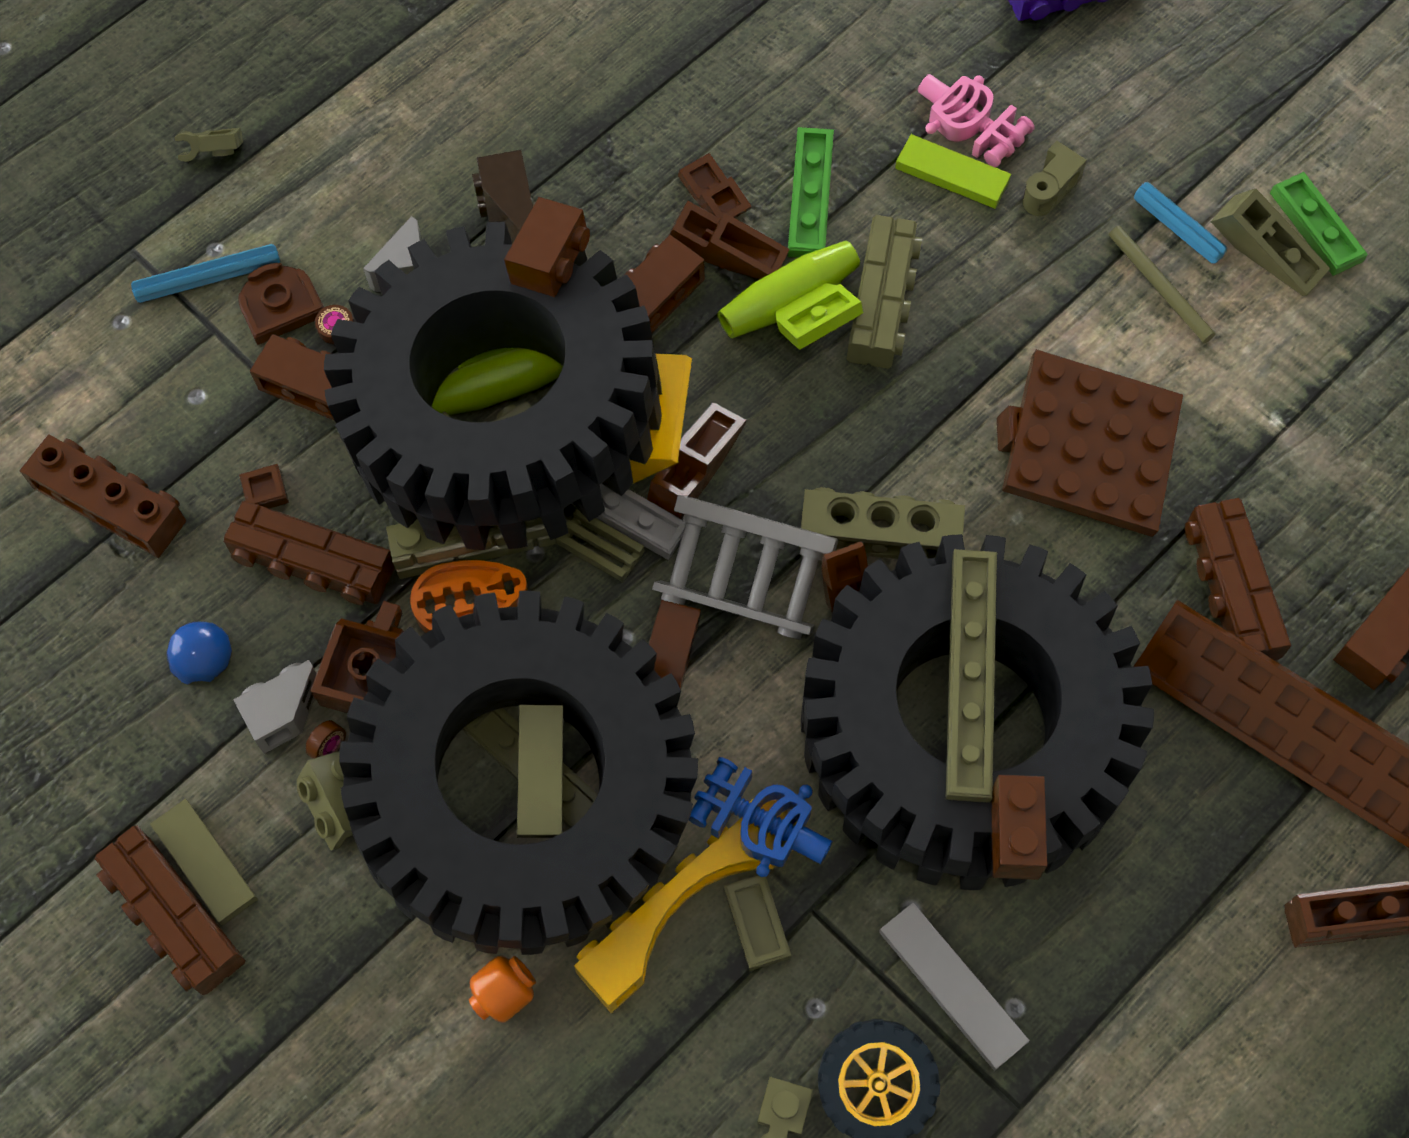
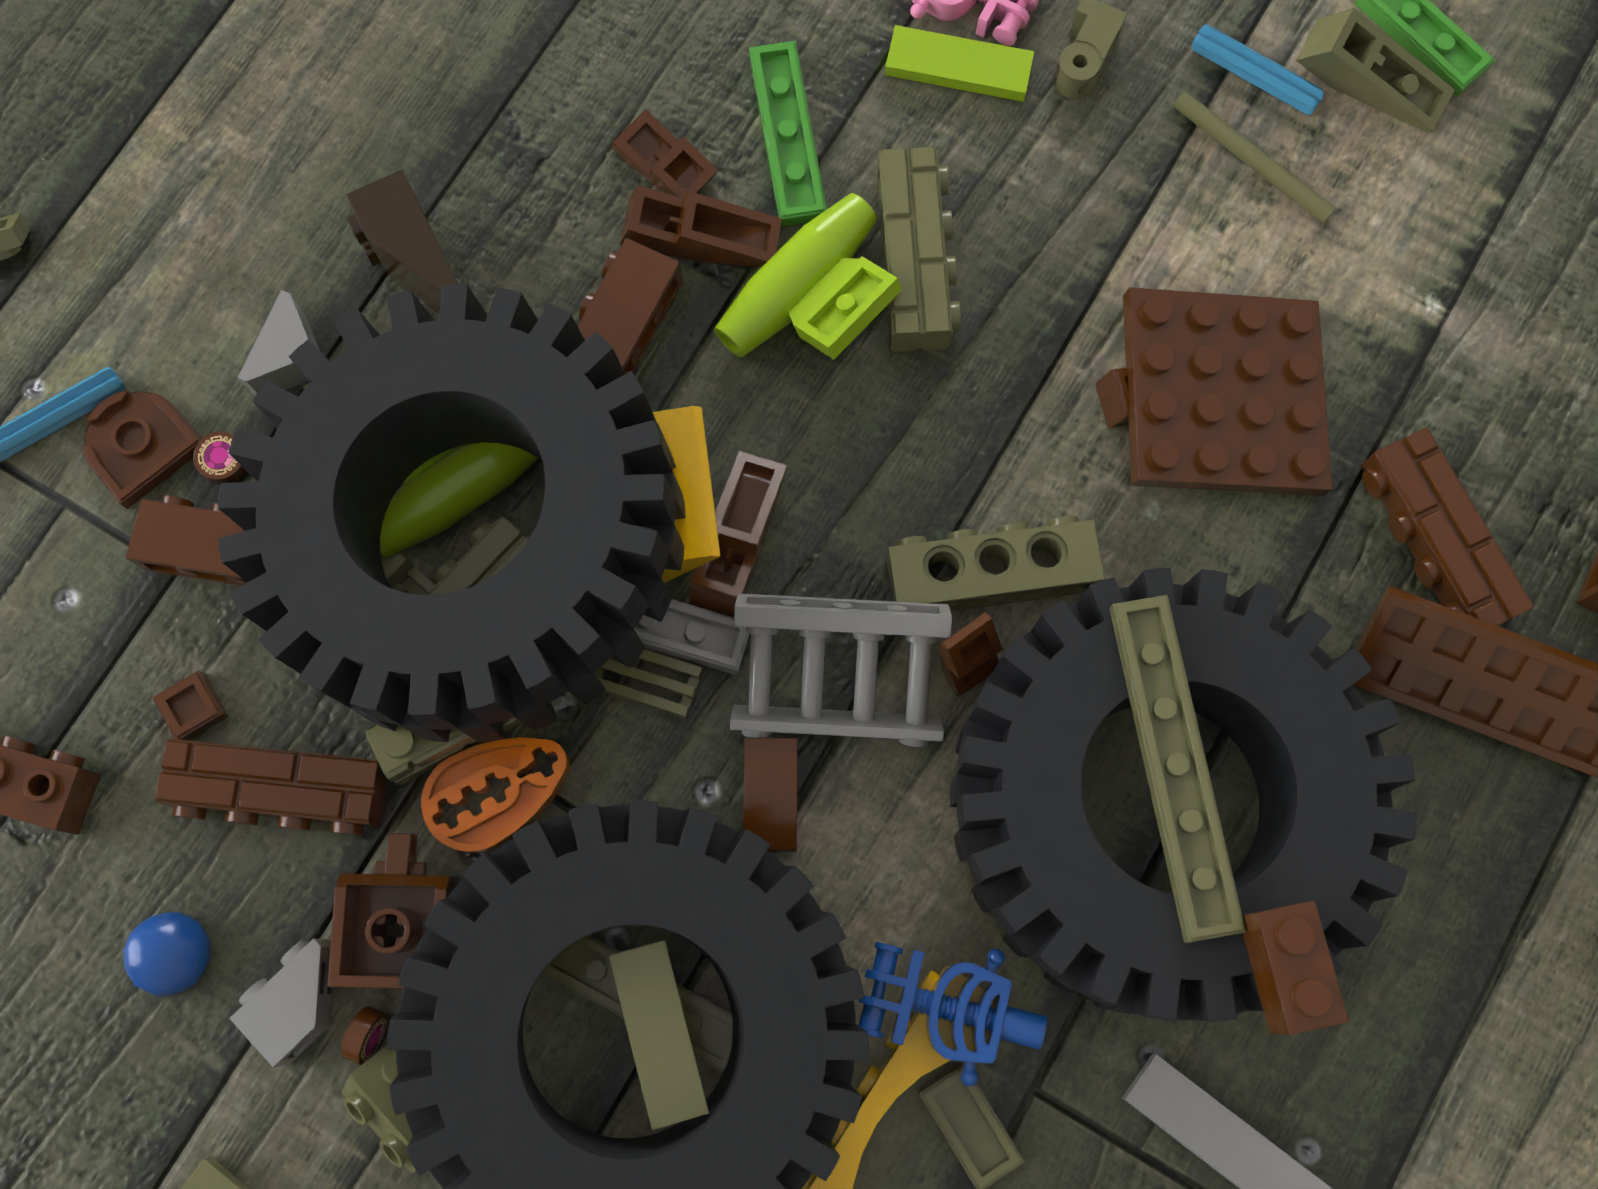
camera: 15 degrees left, 10 degrees up
(547, 247) = (479, 319): reddish brown brick -> none

